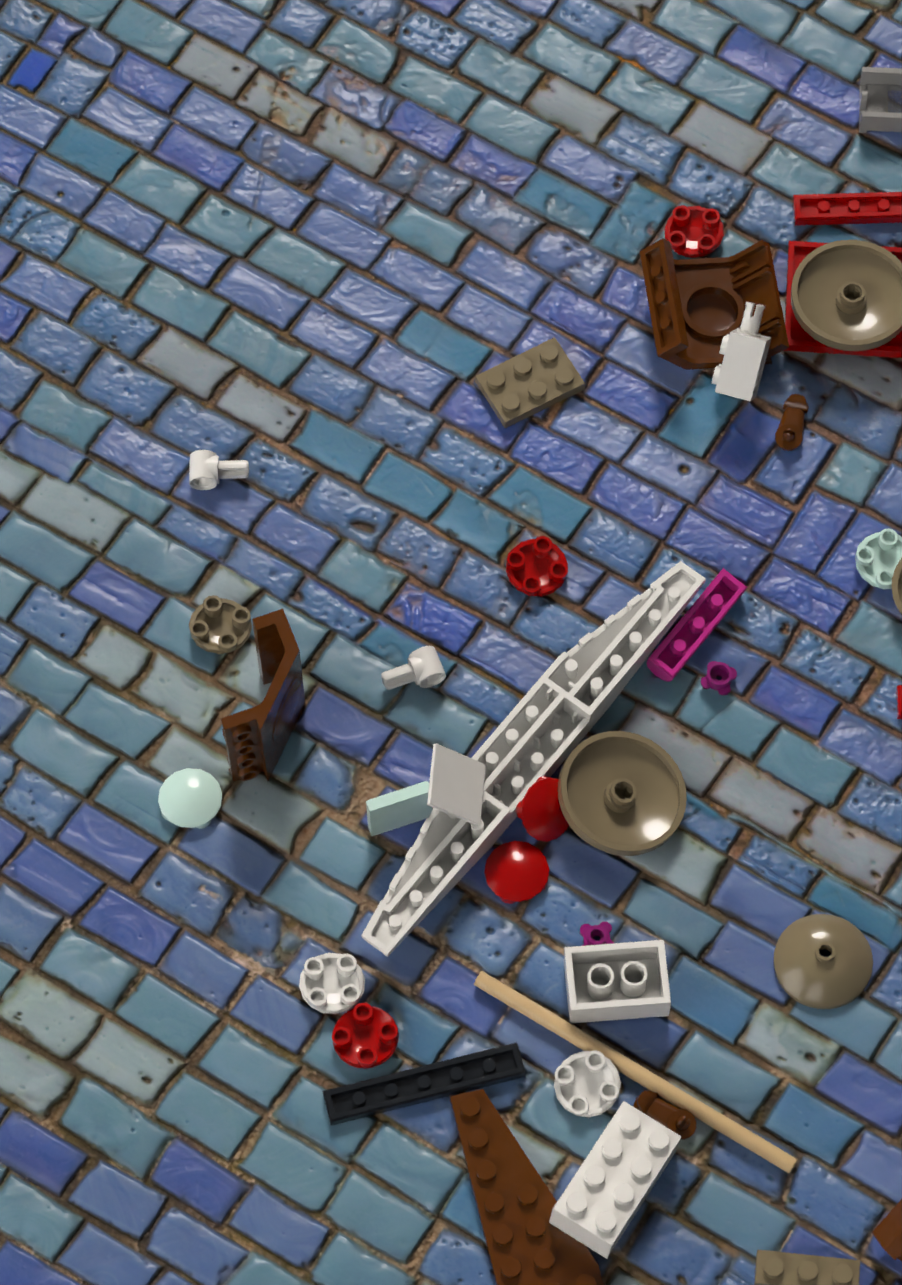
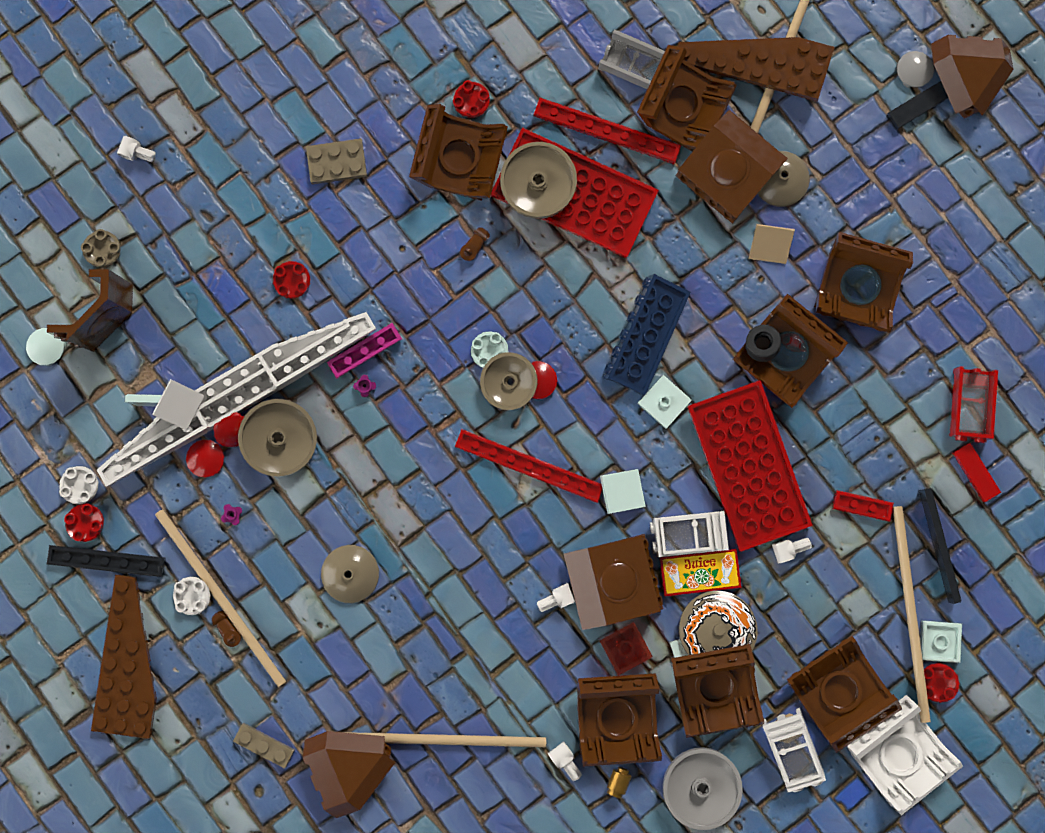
camera: 20 degrees right, 20 degrees up
(422, 668) = (201, 318): white axle -> none
(614, 1179) = (179, 658): white brick -> none
(617, 981) = (228, 546): white brick -> none
(743, 357) = (456, 198): white brick -> none

